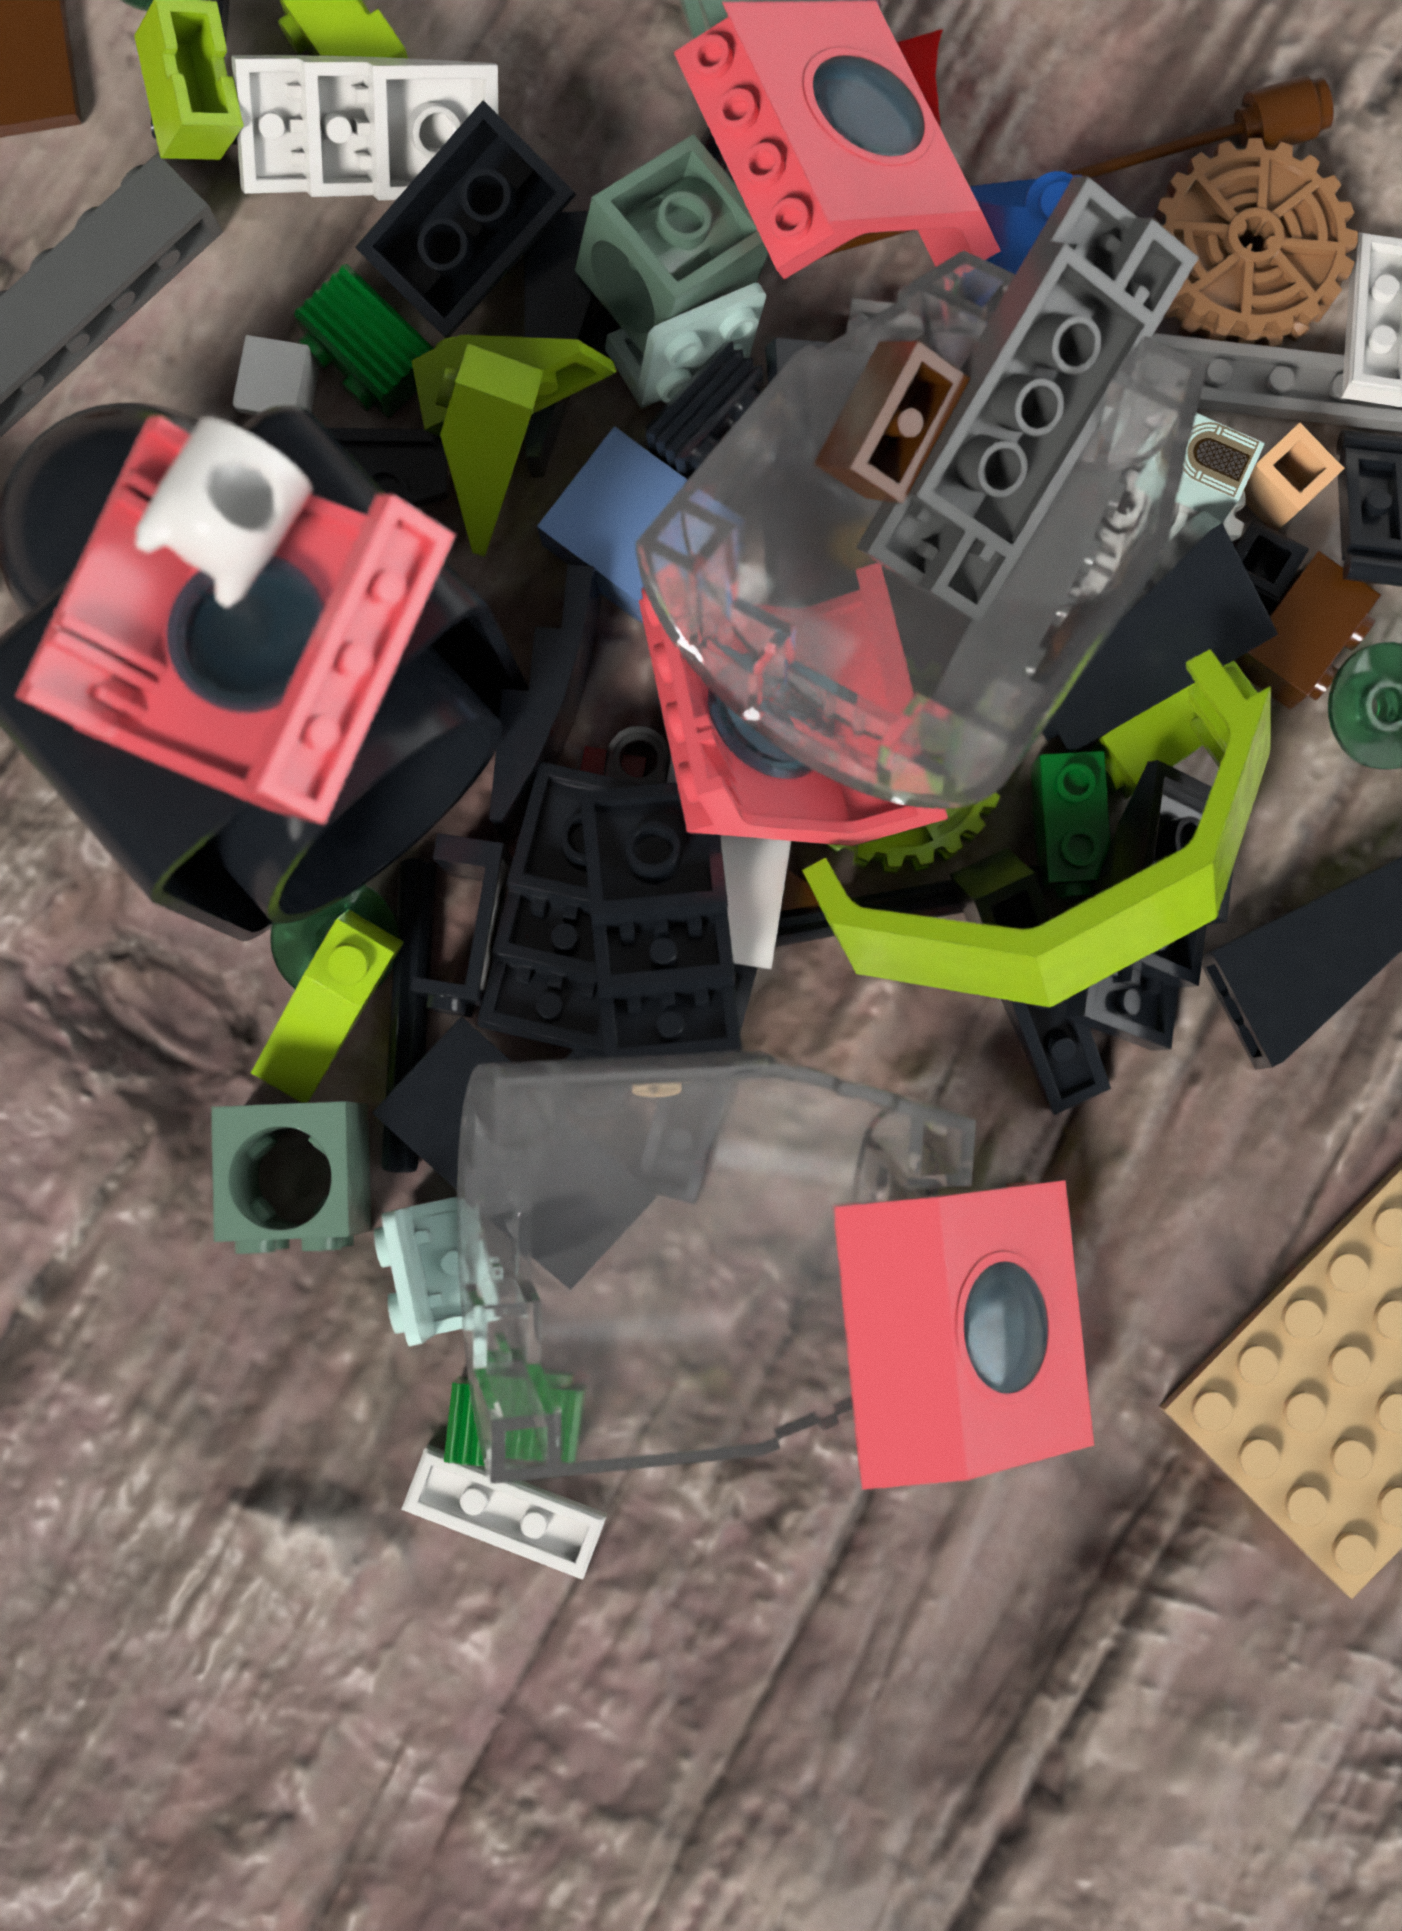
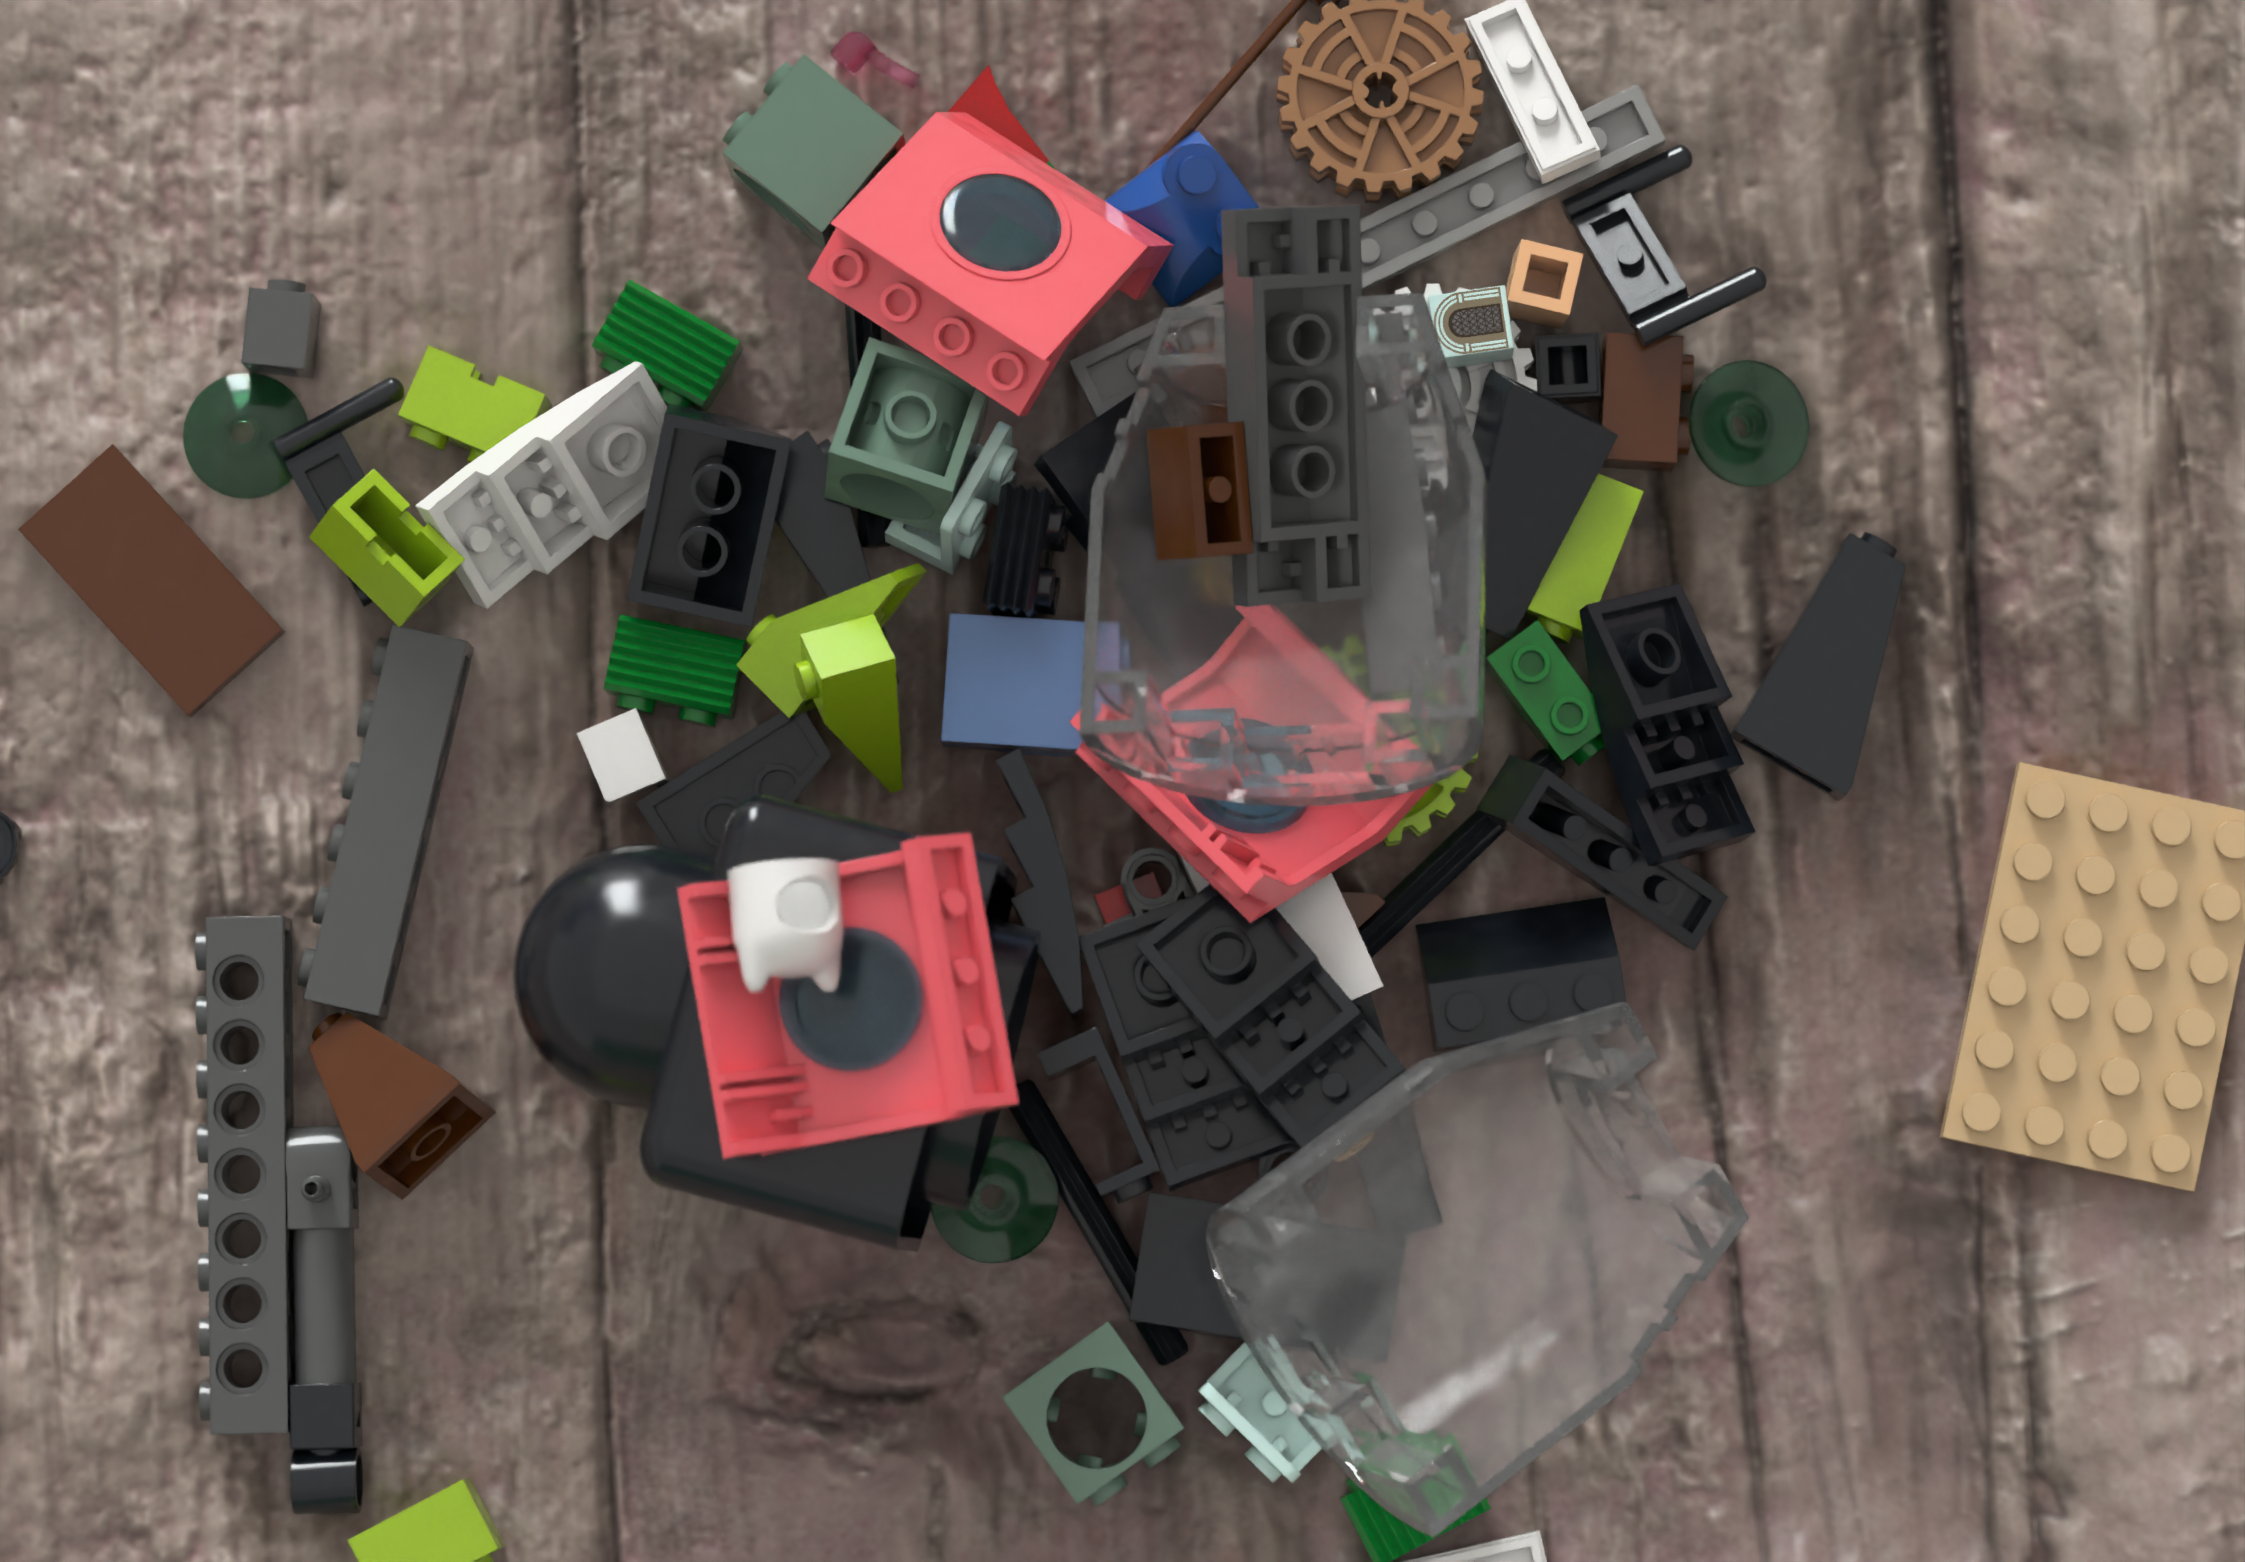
camera: 35 degrees left, 0 degrees up
(326, 1005) = (1028, 1258): lime slope -> none
(535, 81) = (677, 349): none -> green brick
(897, 1036) = (1517, 970): none -> black slope
(962, 1333) = (1730, 1176): coral panel -> none
(1105, 931) = (1638, 773): lime panel -> none

